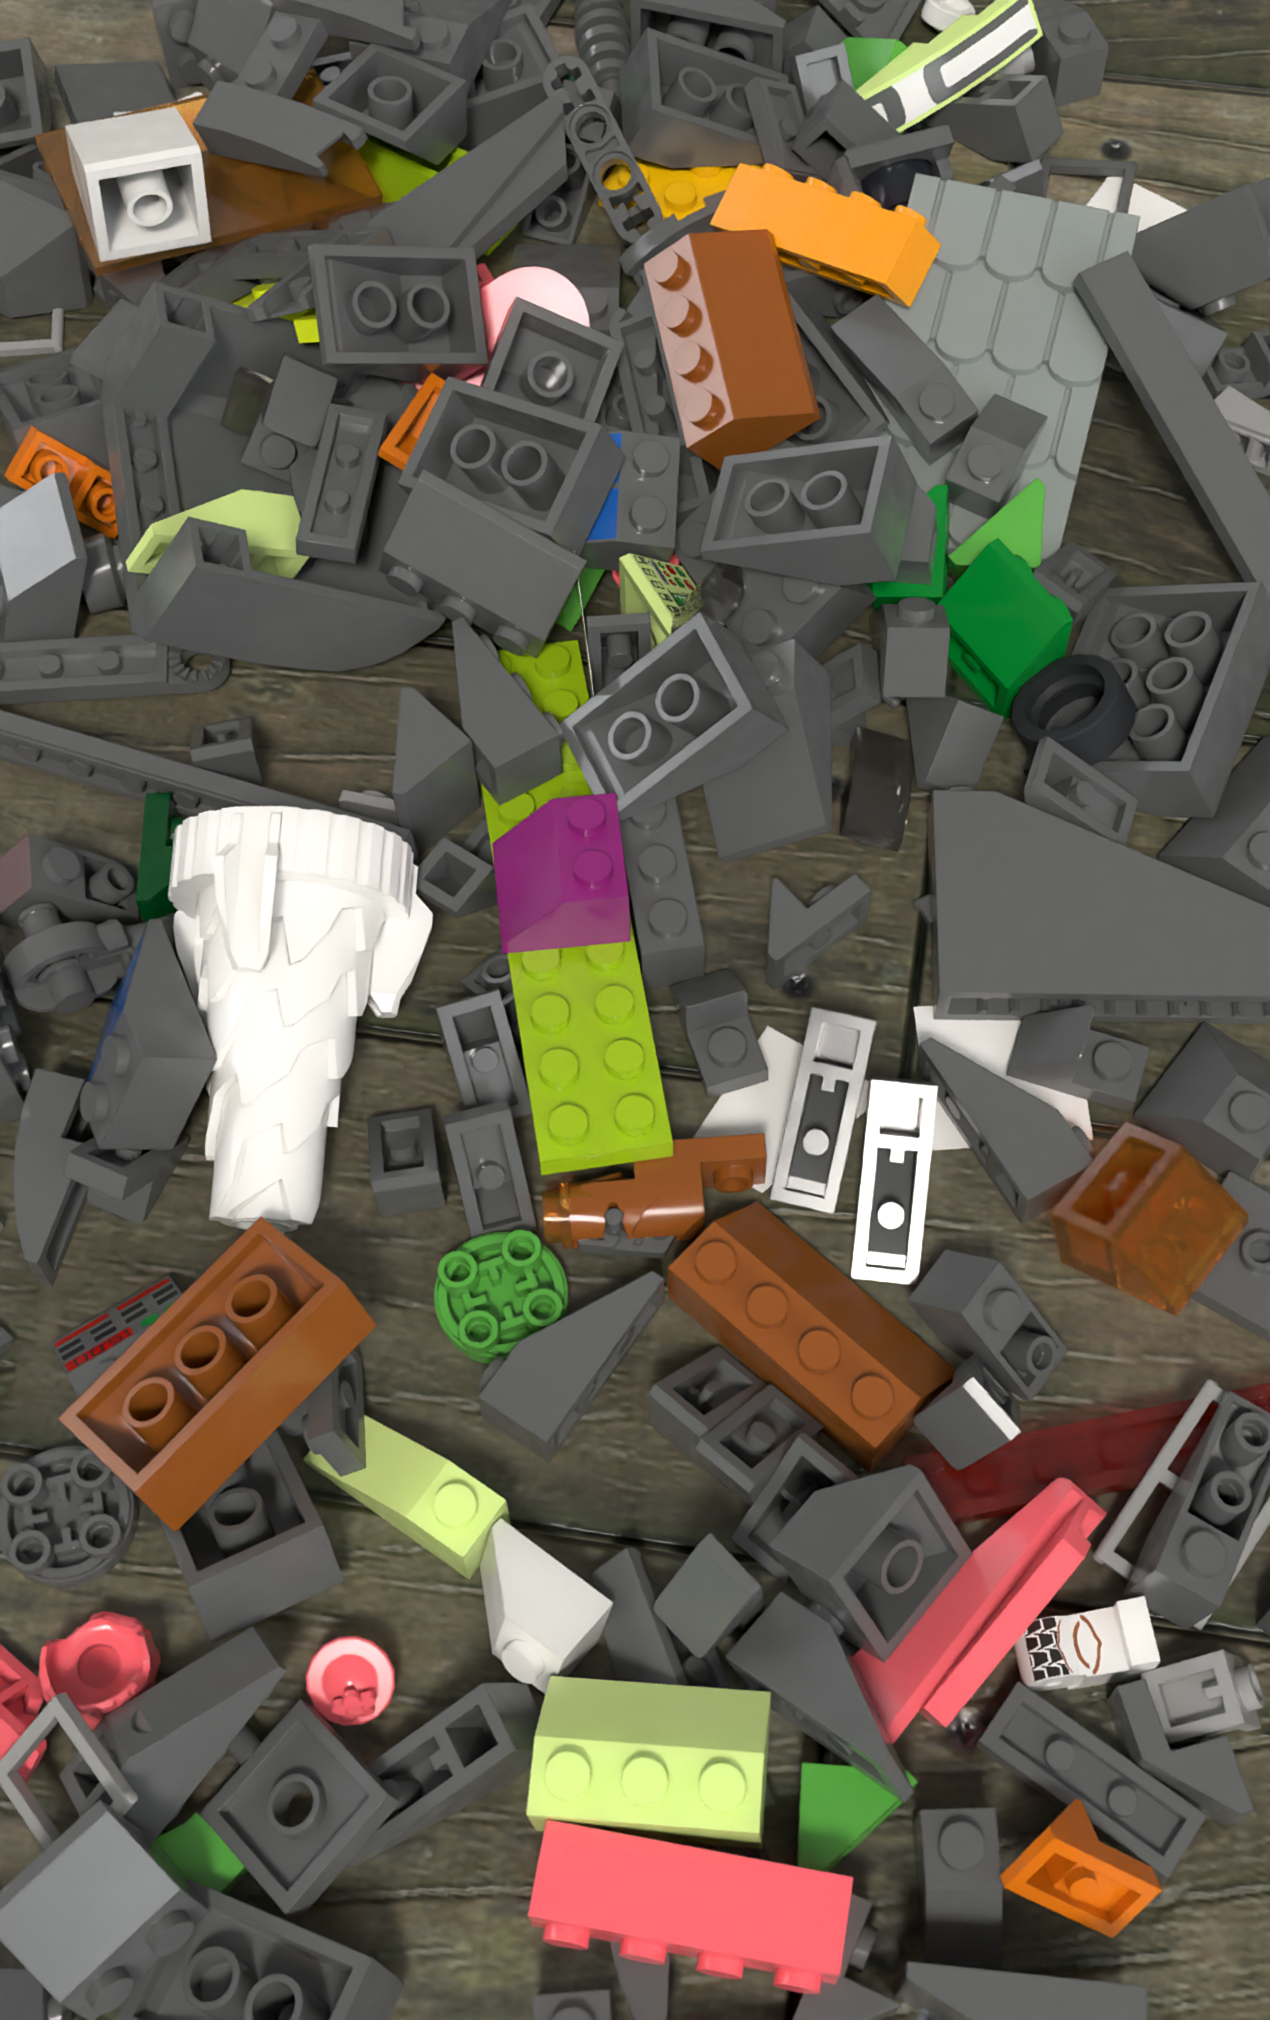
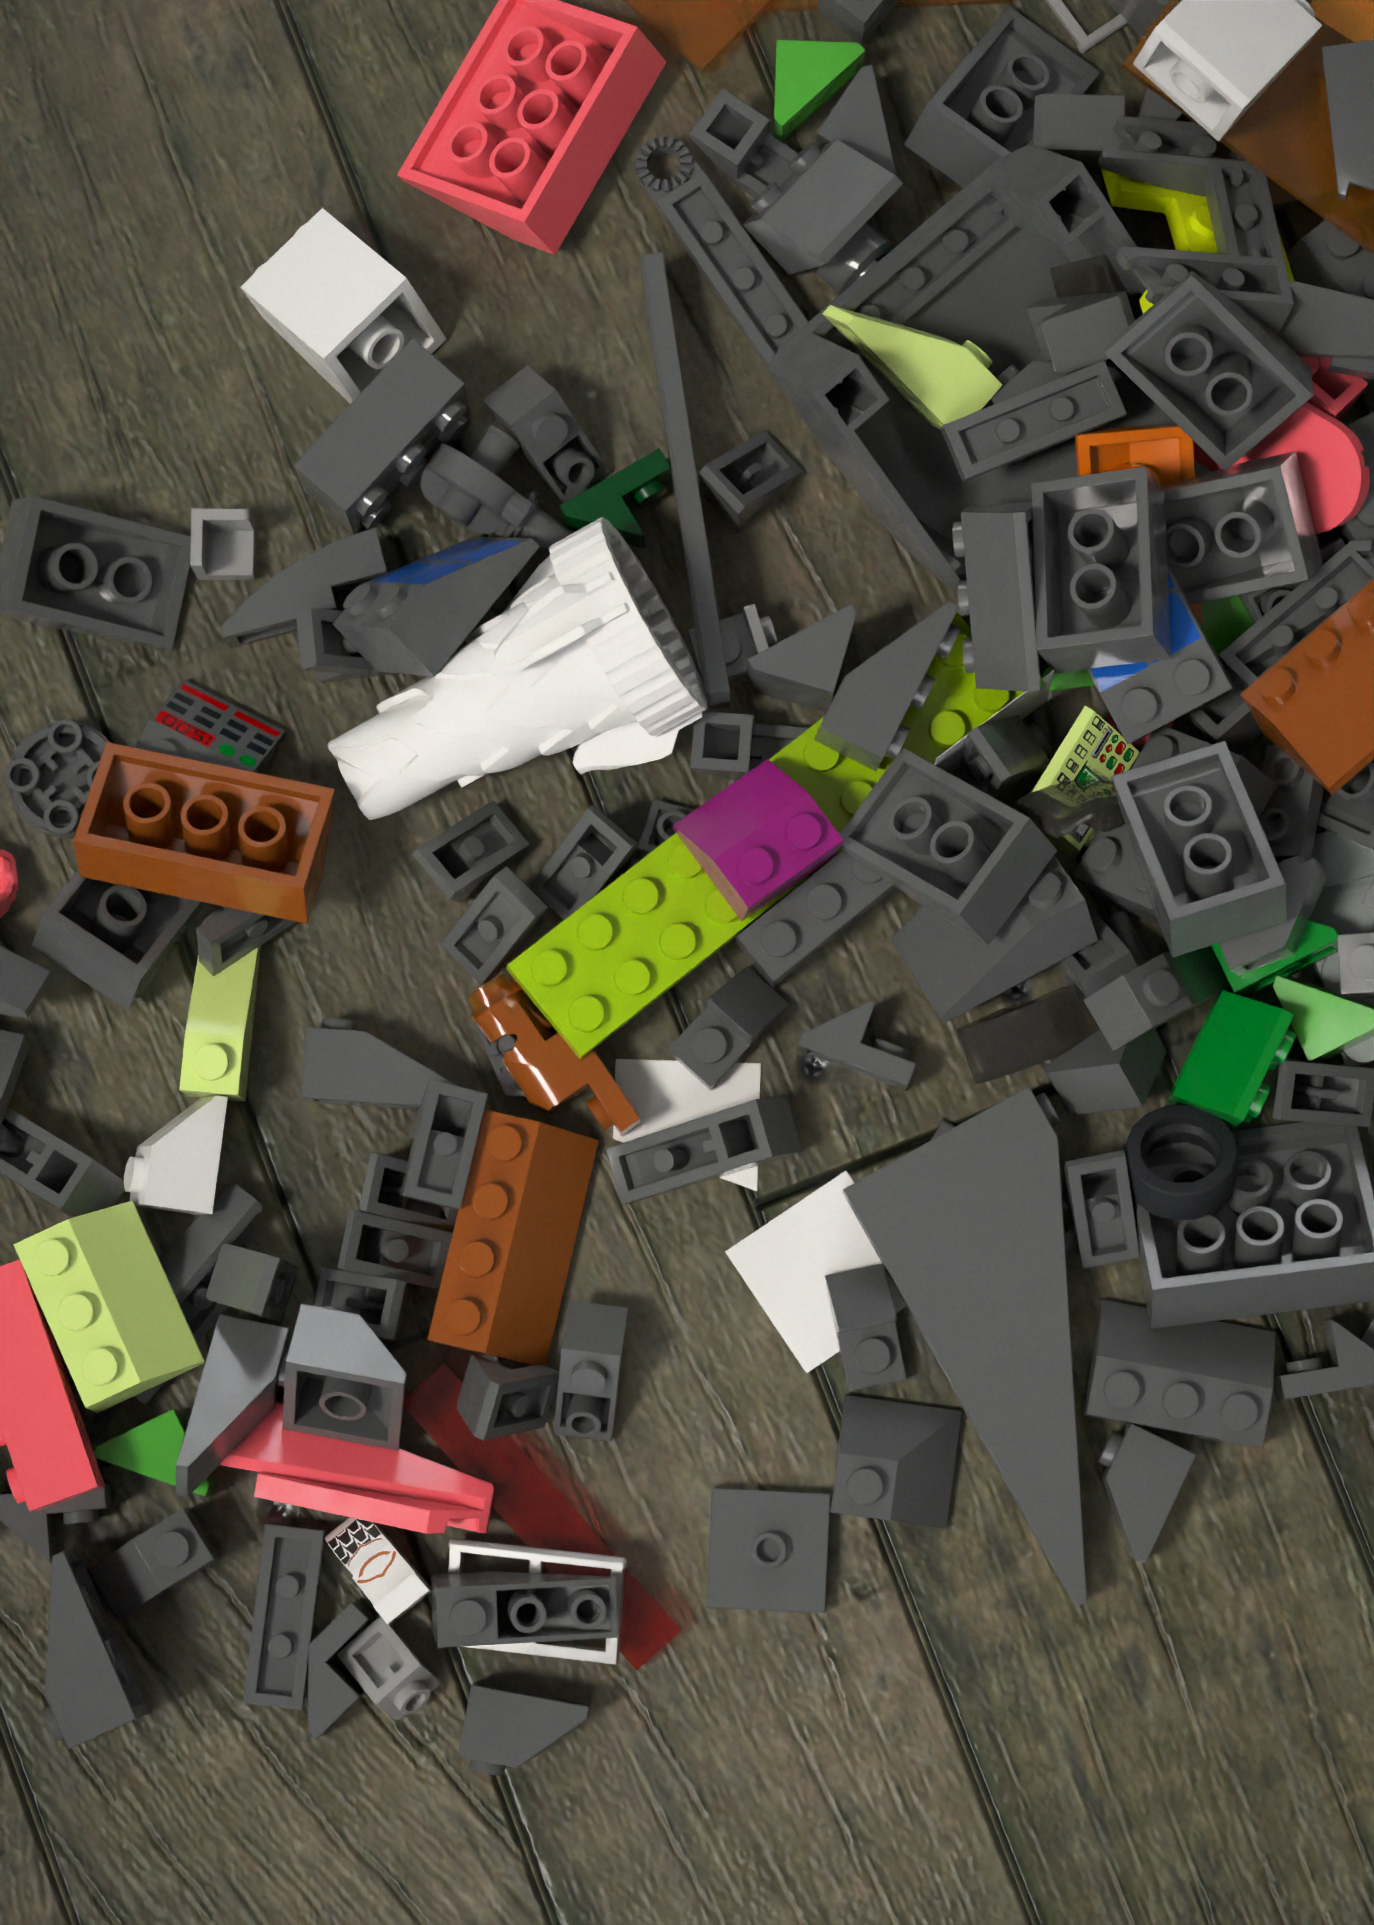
camera: 60 degrees right, 20 degrees up
(87, 479) = (925, 164): orange slope -> none
(350, 1680) = (62, 1059): coral hat -> none
(498, 1293) = (409, 991): bright green tile -> none
(680, 1321) = (443, 1144): none -> dark grey slope
(894, 1179) = (674, 1234): slope -> none
(1011, 1133) = (757, 1317): dark grey slope -> none
(1081, 1876) = (202, 1636): orange slope -> none
(1147, 1219) = (737, 1451): clear orange slope -> none

